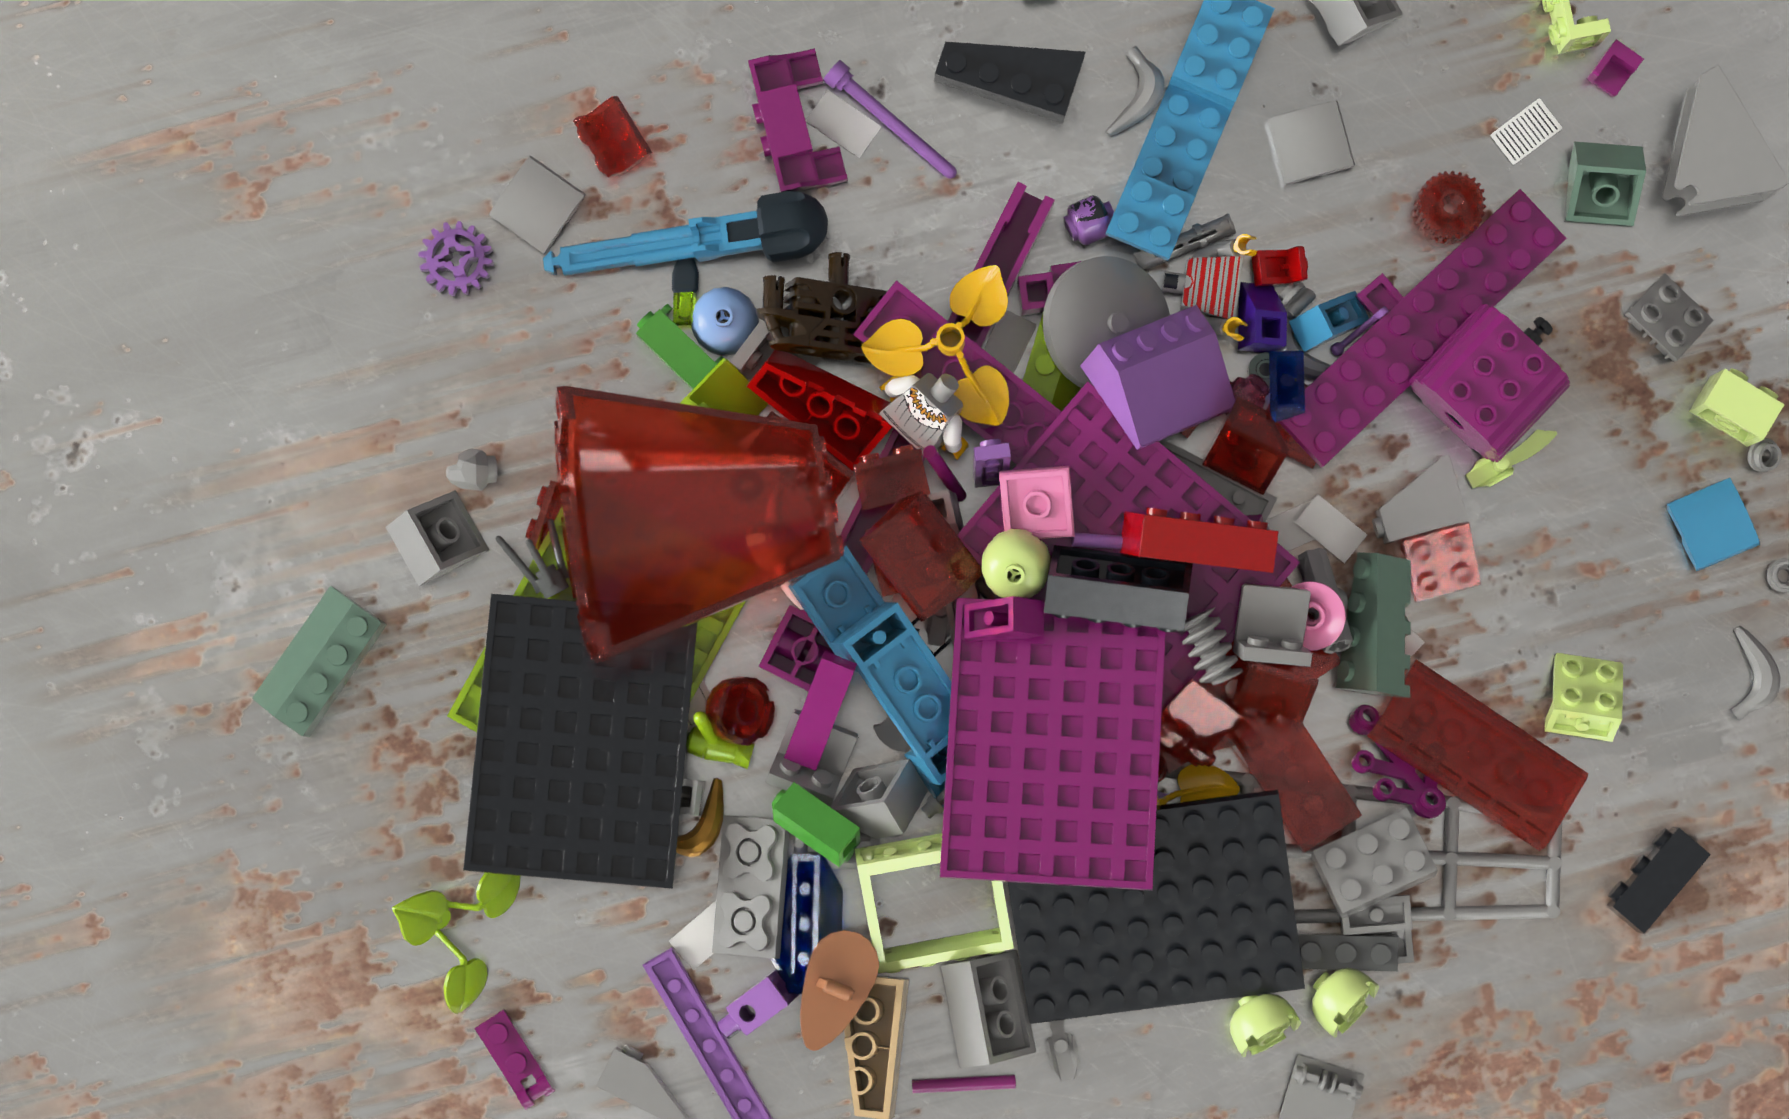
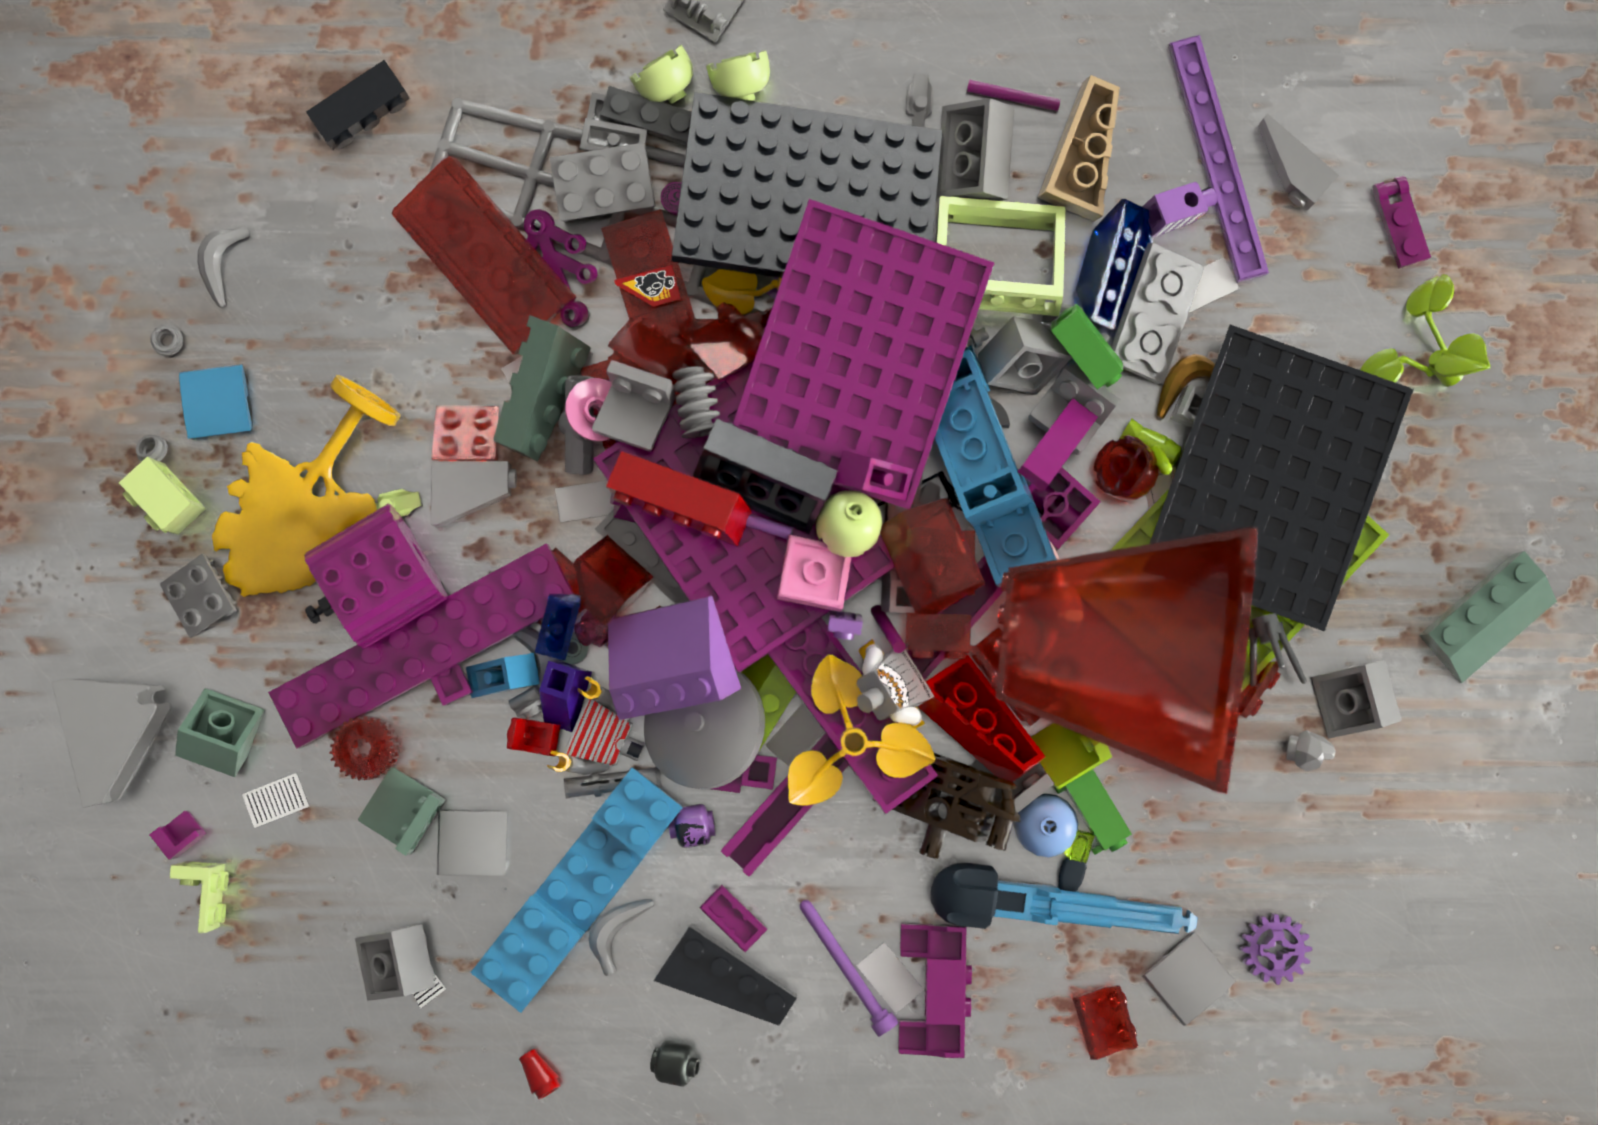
camera: 165 degrees left, 0 degrees up
(835, 986) = (1107, 201): nougat shield -> none
(1021, 139) = (733, 918): none -> magenta plate
(1290, 765) = (652, 286): none -> sticker
(1298, 870) = (670, 197): none -> magenta tile
(1330, 528) = (554, 491): white sticker -> none
(1338, 348) = (502, 649): medium lavender hinge -> none
(1393, 155) = (401, 810): none -> sand green bracket
(1586, 697) = (373, 280): yellowish green bracket -> none
(1611, 425) = (280, 512): none -> yellow plant

